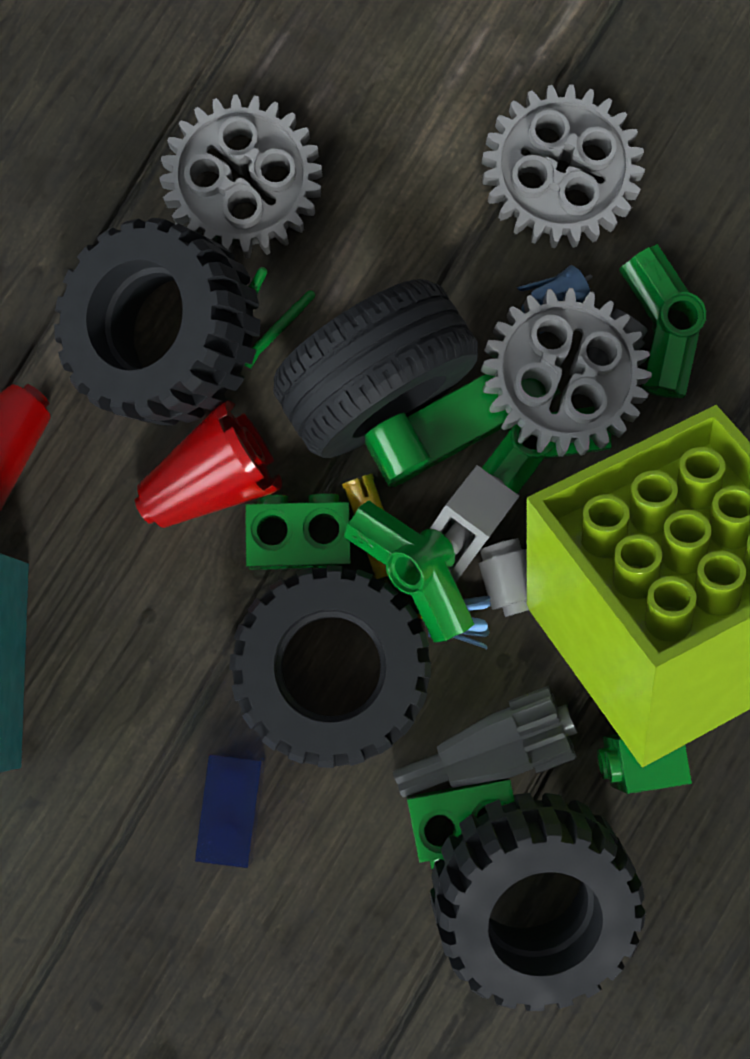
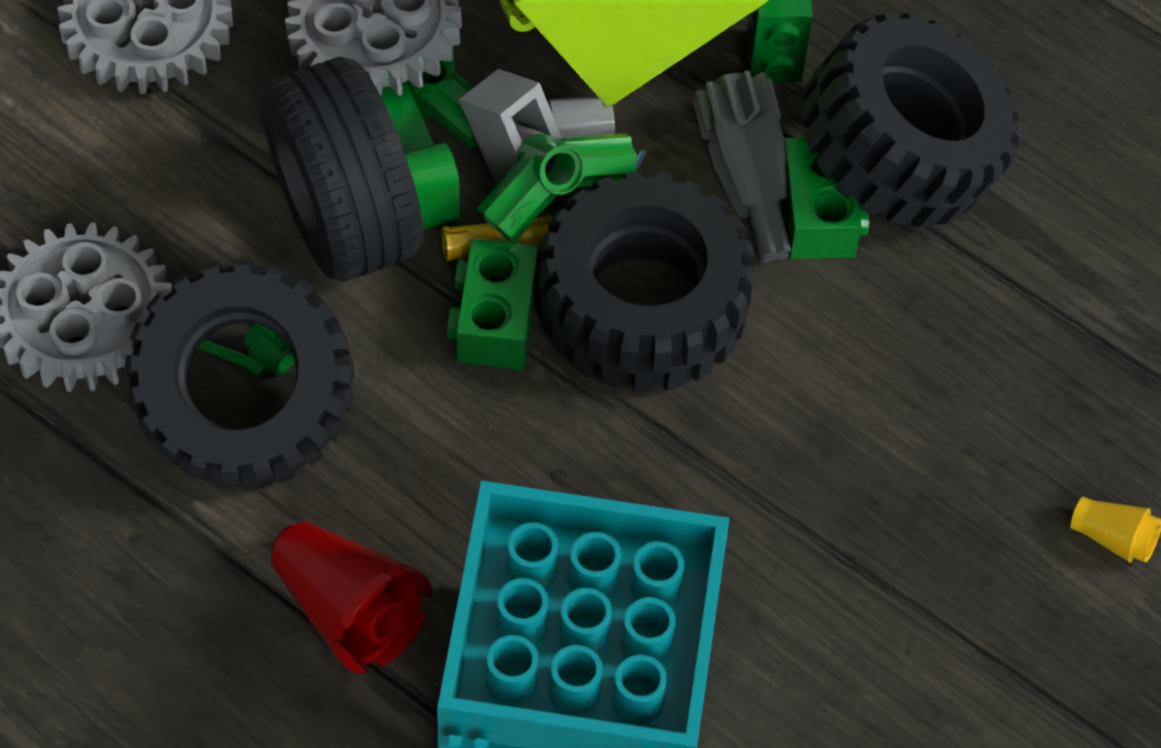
camera: 85 degrees left, 25 degrees down
(208, 471) = (412, 368): red cone -> none
(230, 810) = (784, 402): clear blue brick -> none
(569, 278) = (273, 36): flat silver piece -> none

